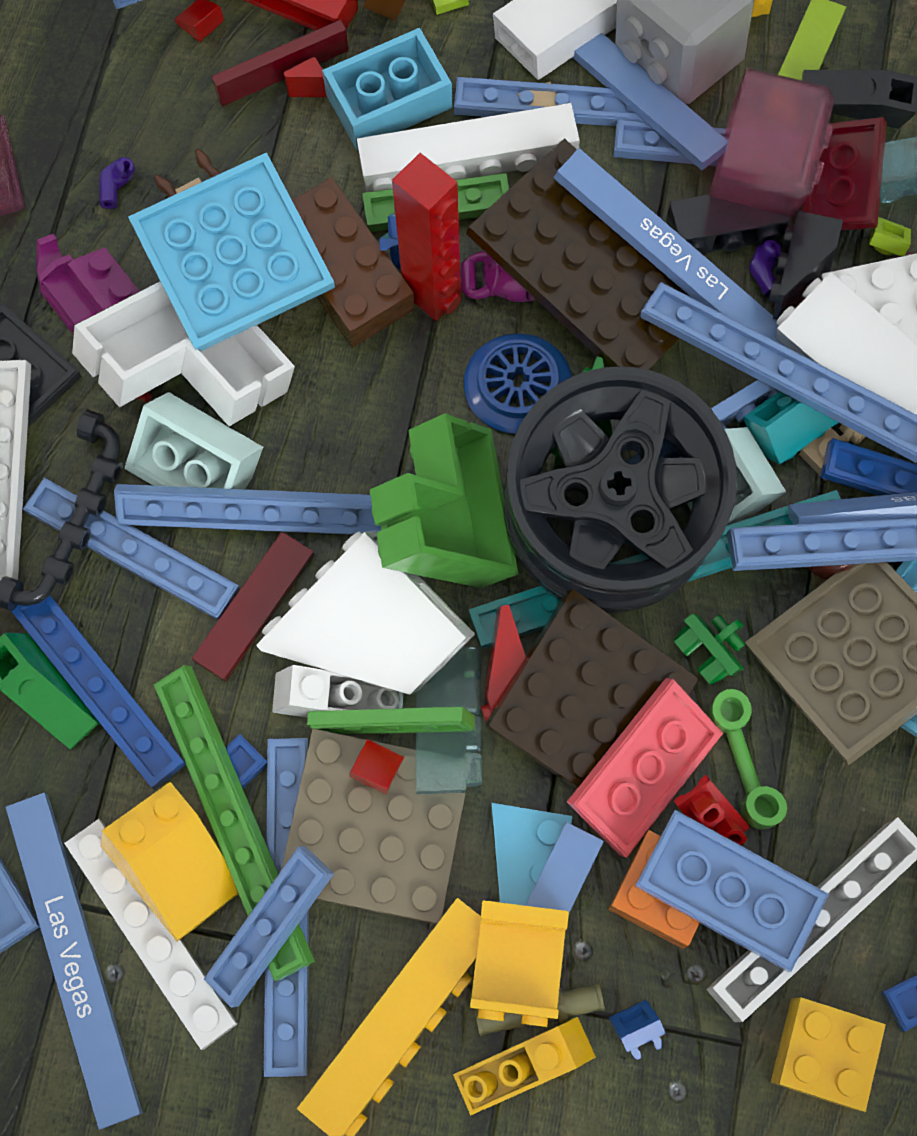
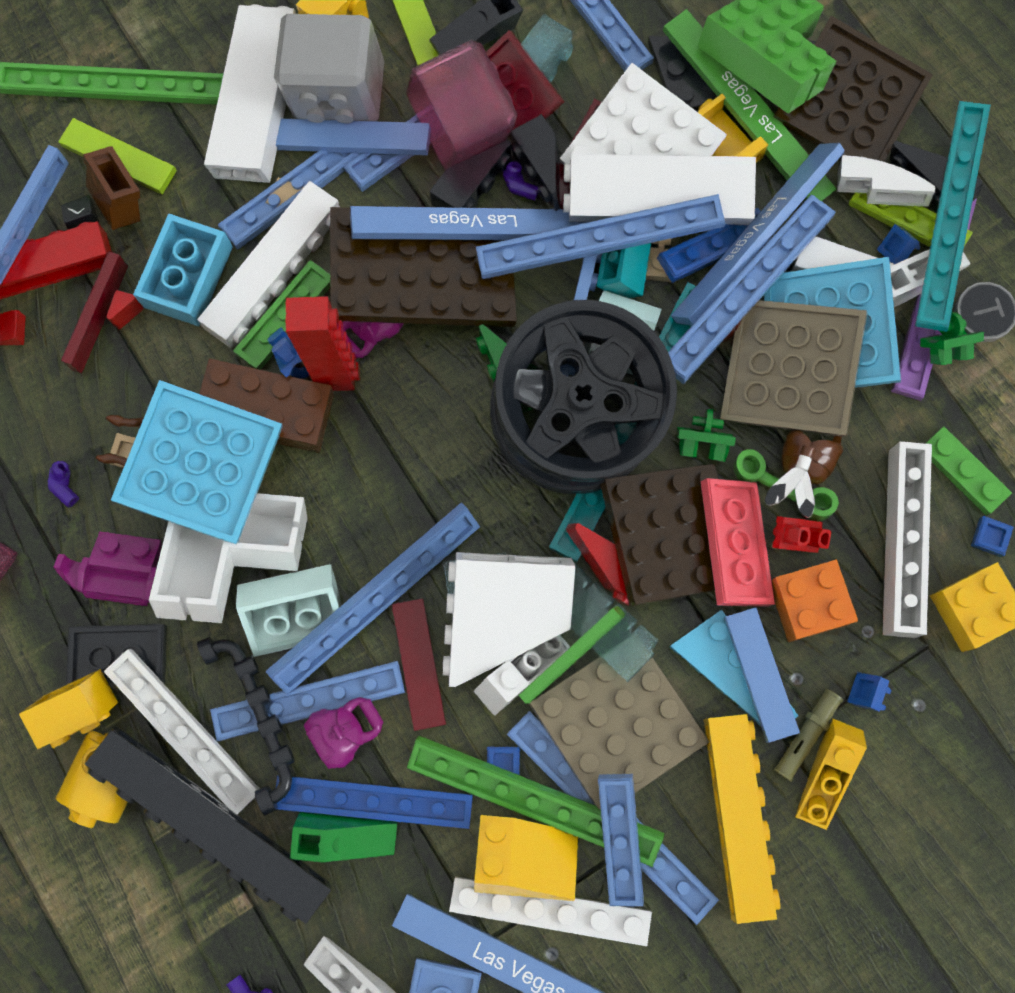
camera: 45 degrees left, 5 degrees up
(124, 595) = (339, 734): none -> magenta piece
(376, 766) = (590, 688): red slope -> none
(451, 512) = (491, 500): bright green piece -> none
(476, 385) = (453, 412): blue piece -> none
(519, 962) = (779, 722): yellow panel -> none
(732, 891) = (853, 568): medium blue tile -> none
(783, 755) = (804, 465): none -> hair
(890, 238) = (576, 101): lime plate -> none

